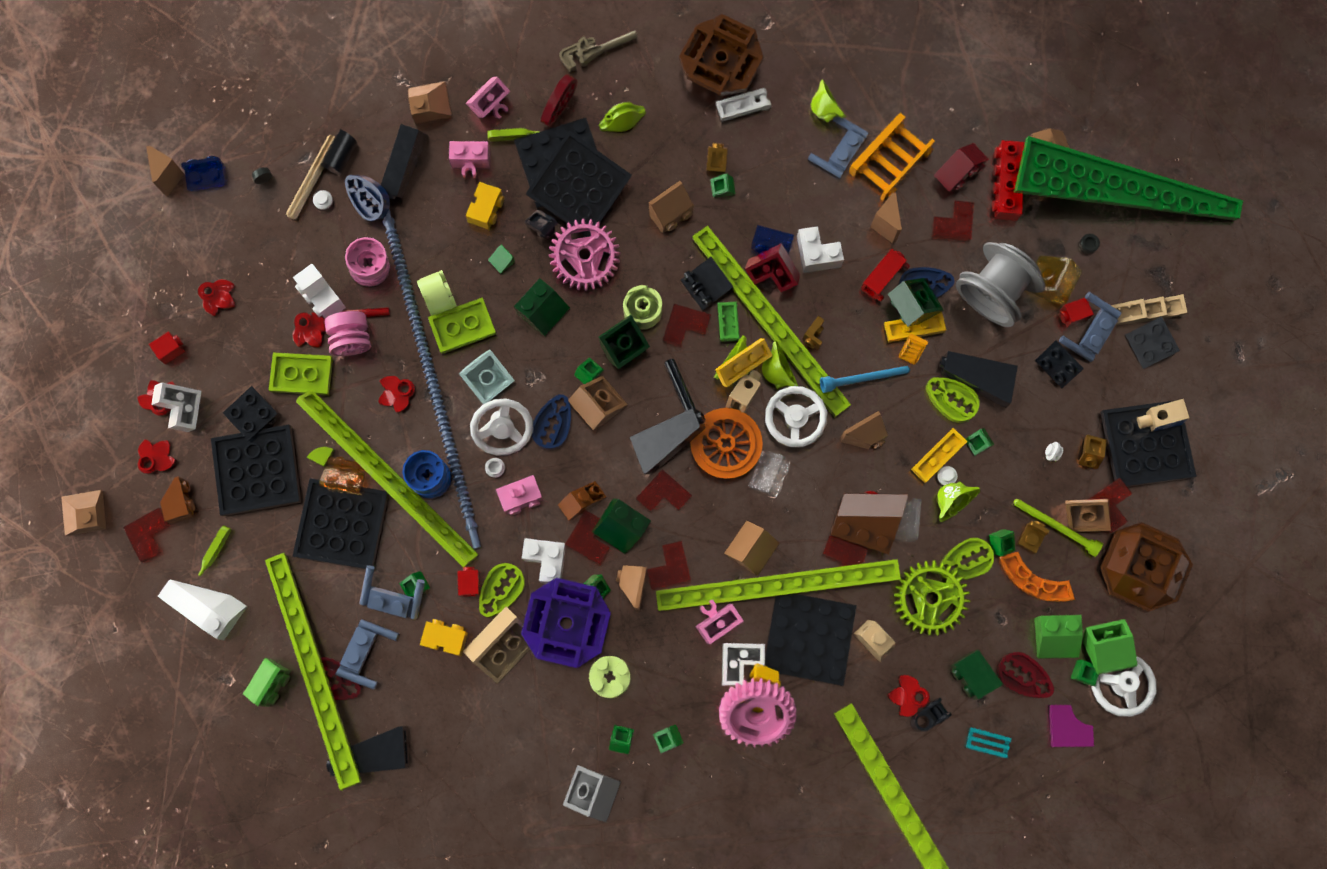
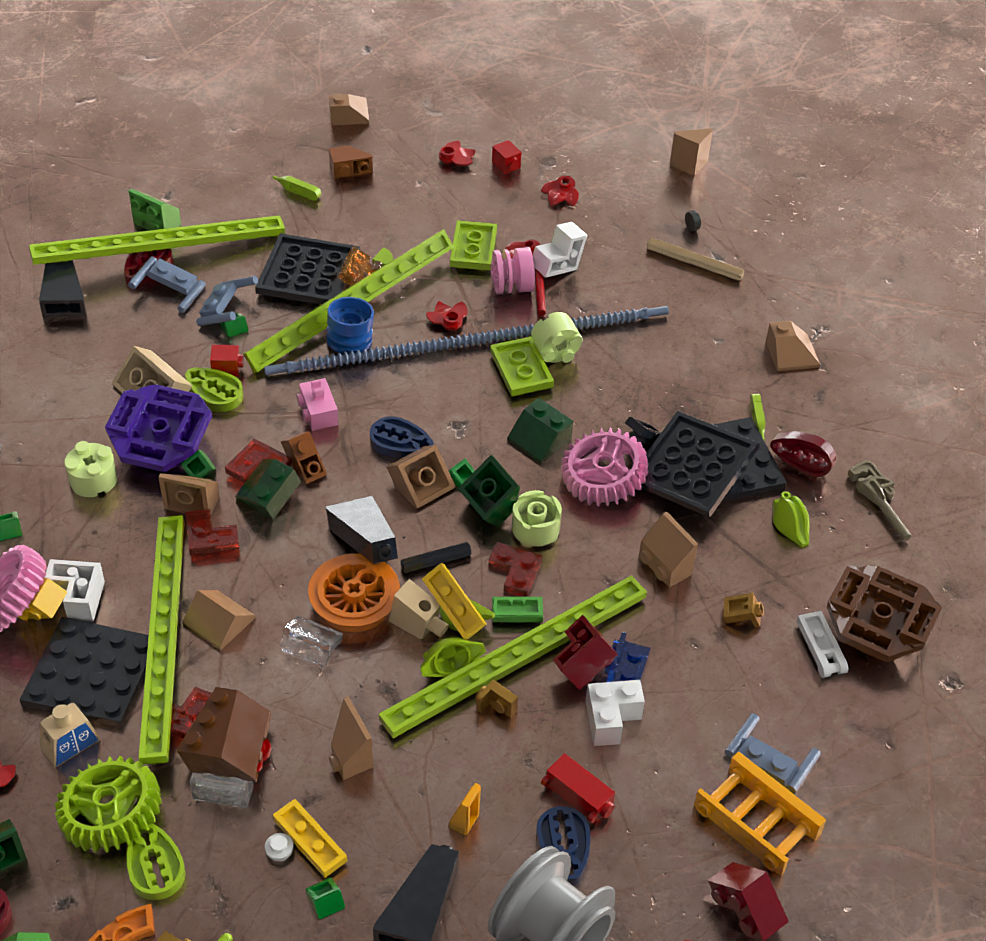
camera: 90 degrees right, 30 degrees down
(141, 534) = (316, 144): clear red plate -> none
(156, 454) = (397, 151): red plate -> none
(183, 404) = (444, 162): white brick -> none
(204, 173) = (694, 185): clear blue bracket -> none
(204, 607) = (236, 181): white wedge -> none
(250, 413) = (433, 209): black hinge -> none
(256, 471) = (374, 213): black plate -> none
(322, 200) = (668, 266): white plate -> none
(339, 152) = (722, 273): black brick -> none
(369, 252) = (594, 287): bright pink wheel -> none
(374, 191) = (671, 292): dark blue piece -> none
(403, 160) = (717, 320): black slope -> none
(438, 635) = (171, 338): yellow brick -> none
(469, 156) = (725, 375): bright pink brick -> none
(484, 210) = (665, 387): yellow brick -> none
(486, 376) = (459, 380): light aqua slope -> none
(488, 98) = (799, 392): bright pink brick -> none
(494, 467) = (354, 387): white plate -> none
(501, 259) = (602, 403): slope -> none
(501, 426) = (399, 389): white piece -> none
(549, 554) = (240, 424): white brick -> none
(621, 739) = (20, 482): green slope -> none
(661, 488) = (306, 538): clear red plate -> none
(706, 283) = (568, 586): black hinge -> none
(718, 622) = (130, 568): bright pink brick -> none
(723, 186) = (705, 619): green slope -> none
(796, 416) = (379, 664): white piece -> none
(825, 105) = (834, 737): lime hat -> none
(827, 383) = (422, 702): dark azure piece -> none
(887, 220) = (661, 791): medium nougat slope -> none
(898, 330) = (500, 823): yellow plate -> none
(915, 301) = (535, 815): dark green slope -> none
(949, 409) = (376, 859): lime piece -> none
(954, 498) = (241, 847): lime hat -> none
(957, 227) = (657, 900): clear red plate -> none
(1002, 542) = (170, 910): green slope -> none

